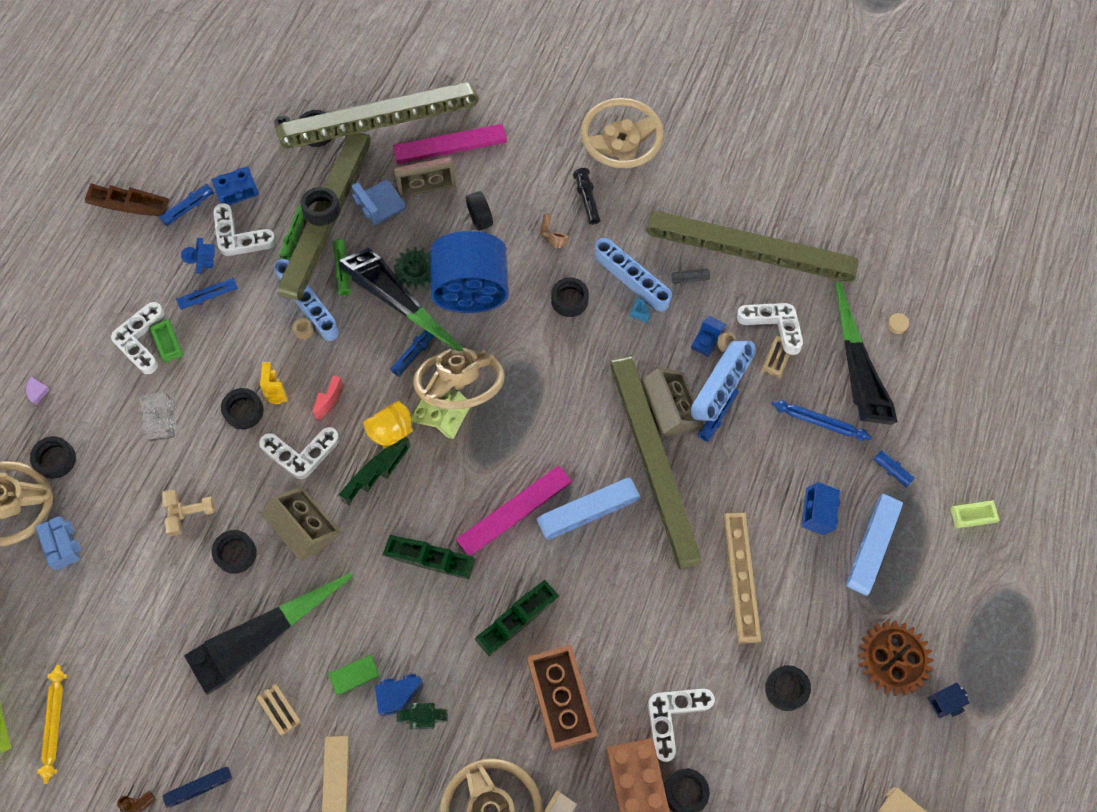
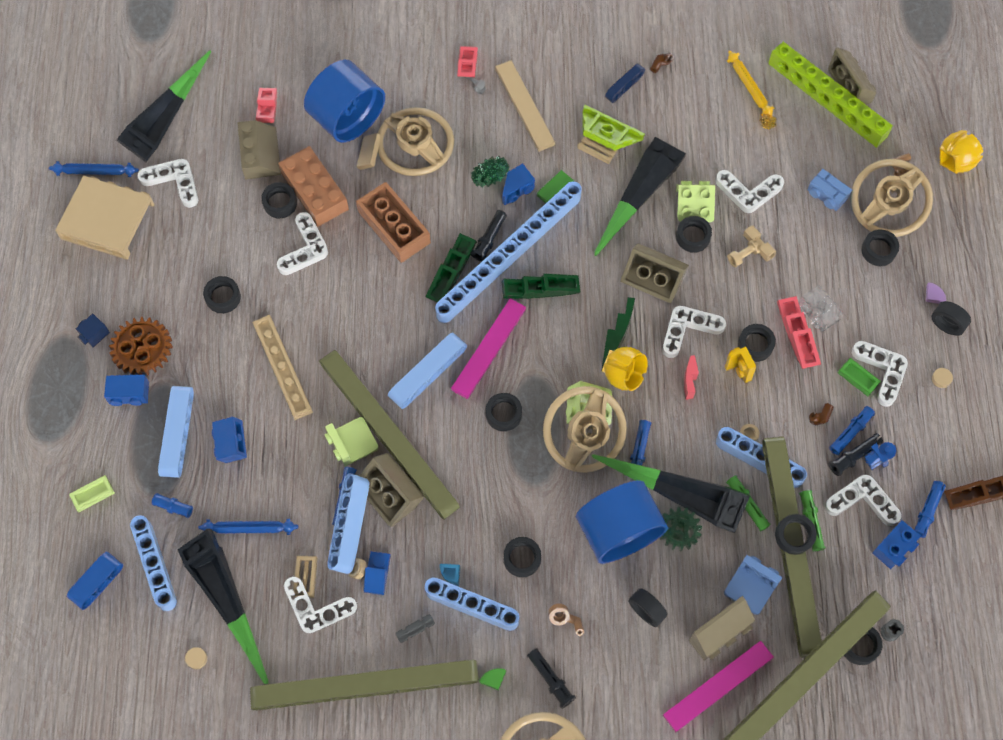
camera: 160 degrees right, 0 degrees up
(41, 351) = (951, 318): none -> black tyre
(65, 660) = (768, 121): none -> clear yellow plate
(90, 309) = (942, 378): none -> tan tile
(148, 577) = (746, 195): none -> white beam
(195, 403) = (798, 332): none -> coral slope
(206, 591) = (696, 200): none -> yellowish green bracket
(225, 270) = (849, 458): none -> black pin
(225, 316) = (823, 417): none -> reddish brown arm
(256, 725) = (608, 130): none -> lime wing
(436, 620) = (507, 259): none -> light blue beam
(465, 634) = (486, 241): none -> black pin
(528, 420) = (507, 398): none -> black tyre
(636, 214) = (493, 678): none -> bright green tile
(695, 463) = (351, 441): none -> yellowish green bracket
(919, 426) = (157, 571): none -> light blue beam
(921, 608) = (126, 389): none -> blue brick
(984, 423) = (94, 580): none -> blue beam

